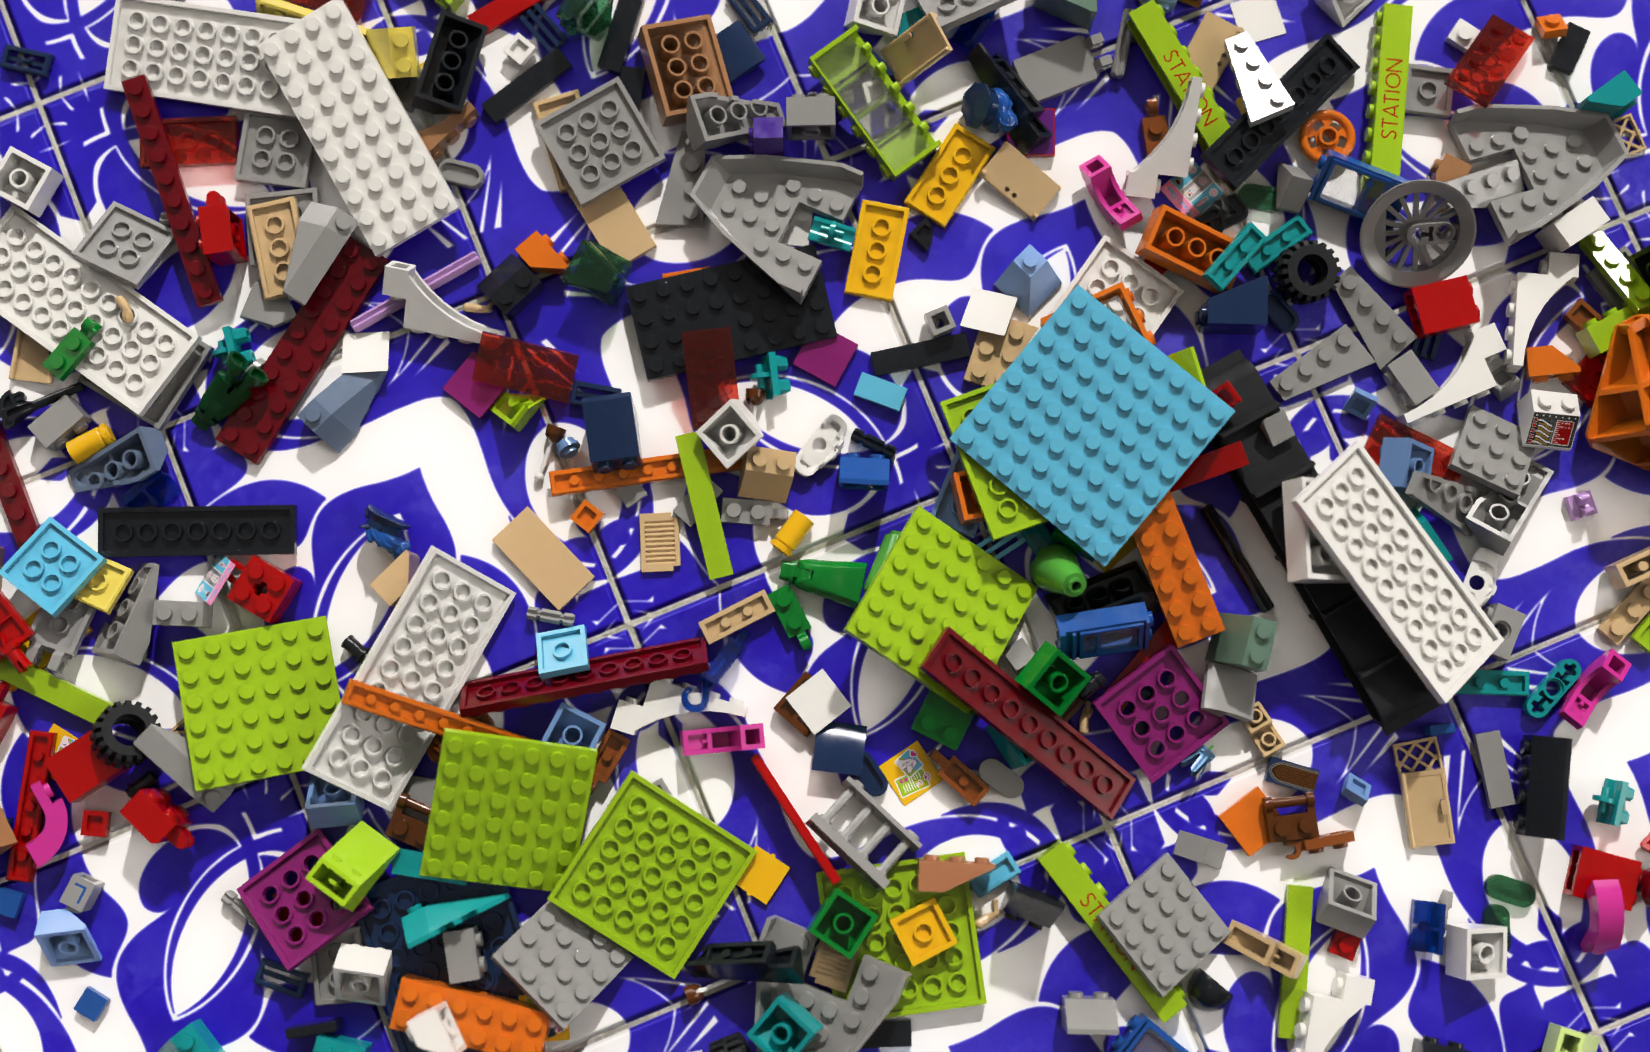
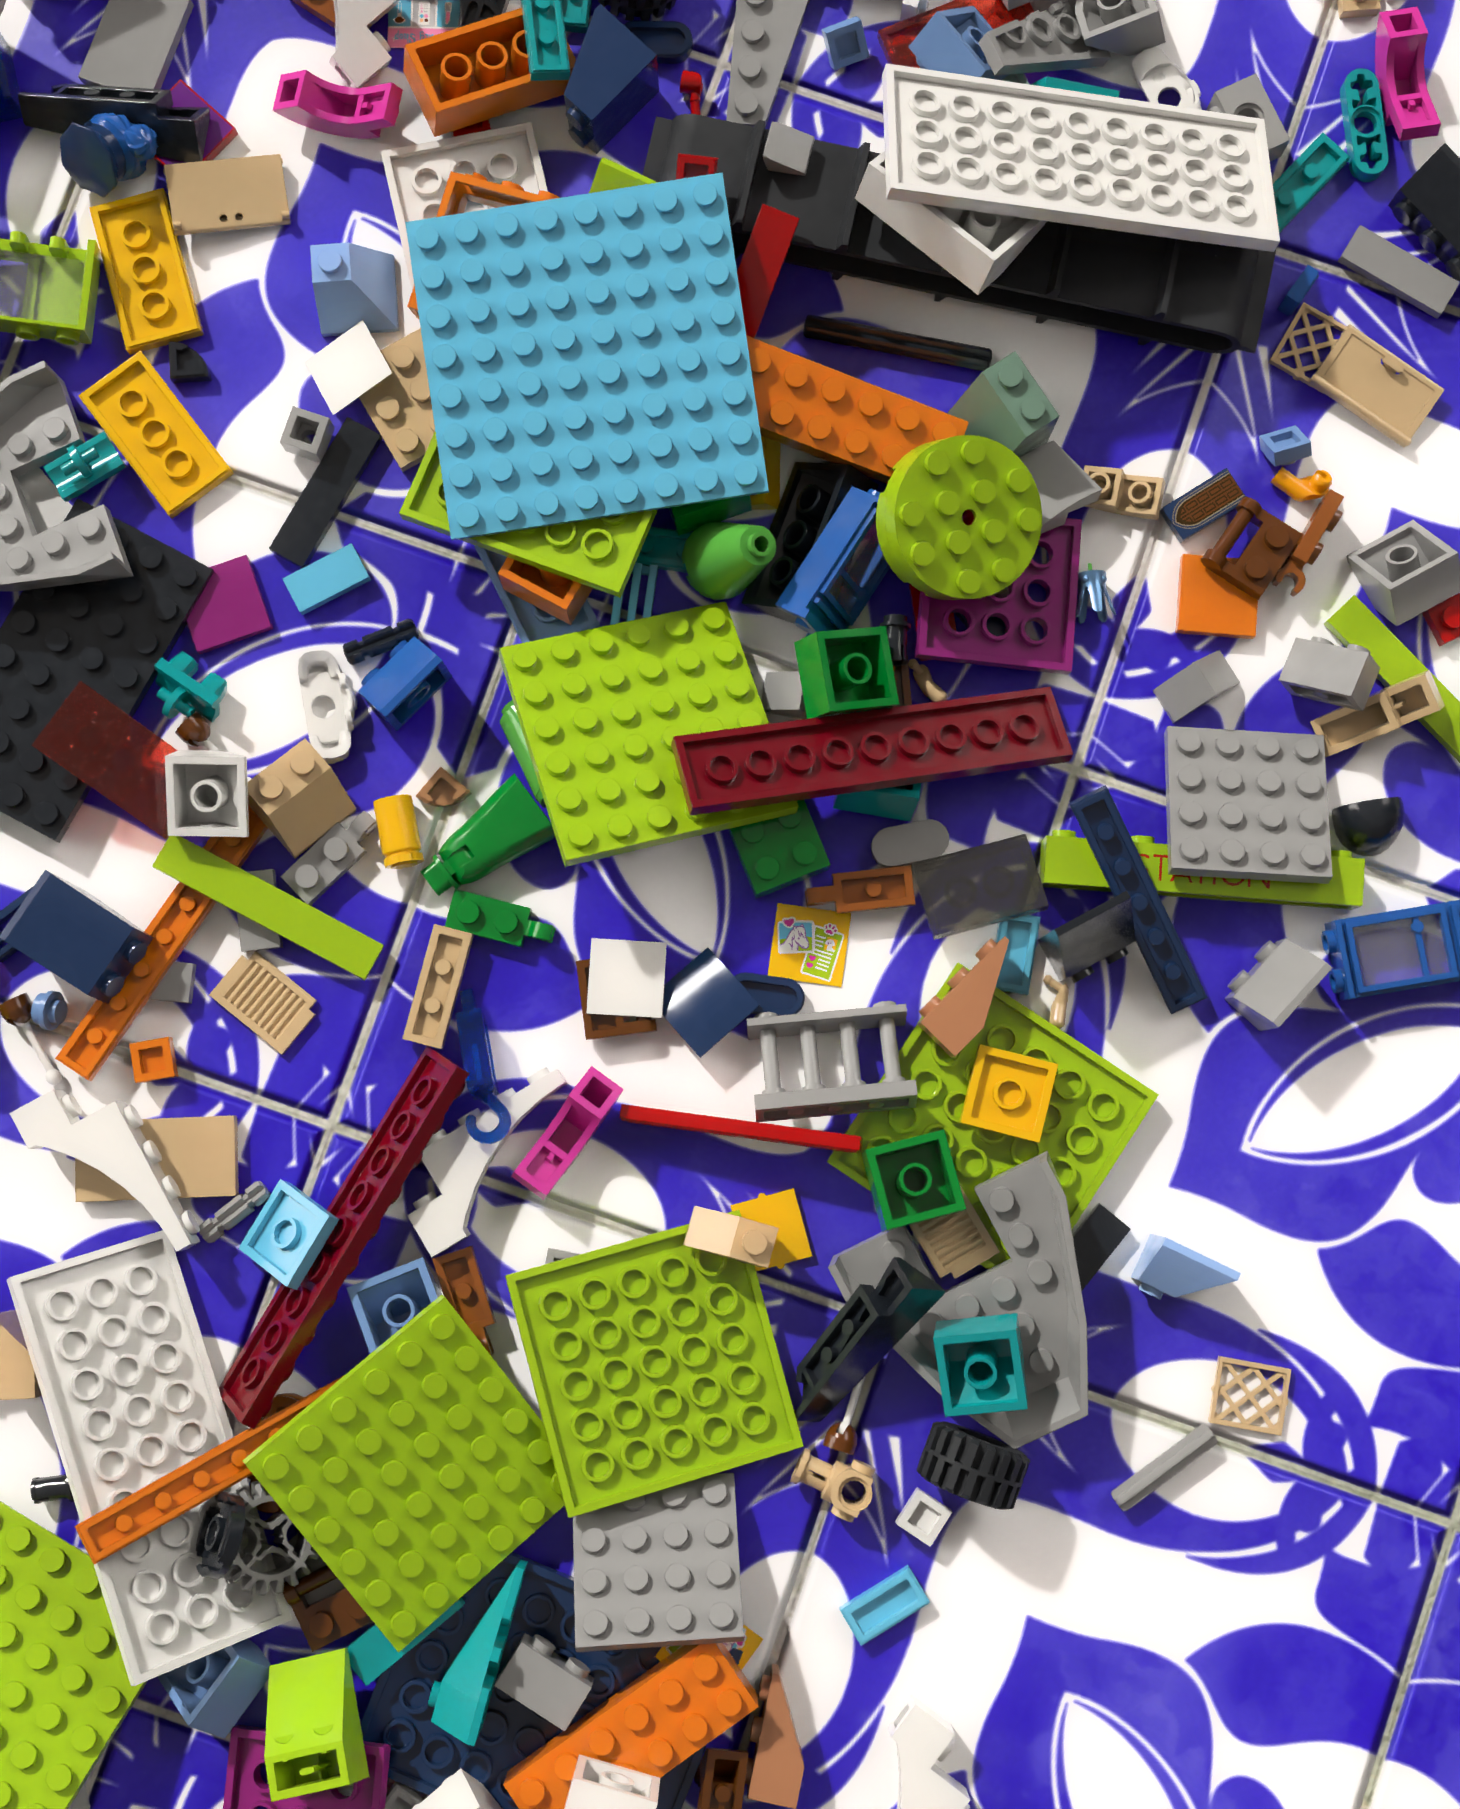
camera: 50 degrees left, 0 degrees up
(402, 747) = (220, 1550): none -> black tile
(407, 767) = (255, 1551): none -> light grey gear
(532, 537) = (116, 1147): none -> white arch
(669, 1008) = (833, 1482): none -> tan connector
(741, 859) = (731, 1236): none -> tan slope
(830, 535) = (443, 790): none -> medium nougat tile
(1010, 830) = (979, 886): none -> clear smoke tile
(1076, 899) = (1126, 872): none -> dark blue tile
(1174, 667) = (959, 518): none -> lime piece
(1263, 909) = (1330, 672): none -> light grey brick
(1273, 348) = (692, 84): none -> red hand
(1343, 816) = (1303, 488): none -> light orange arm

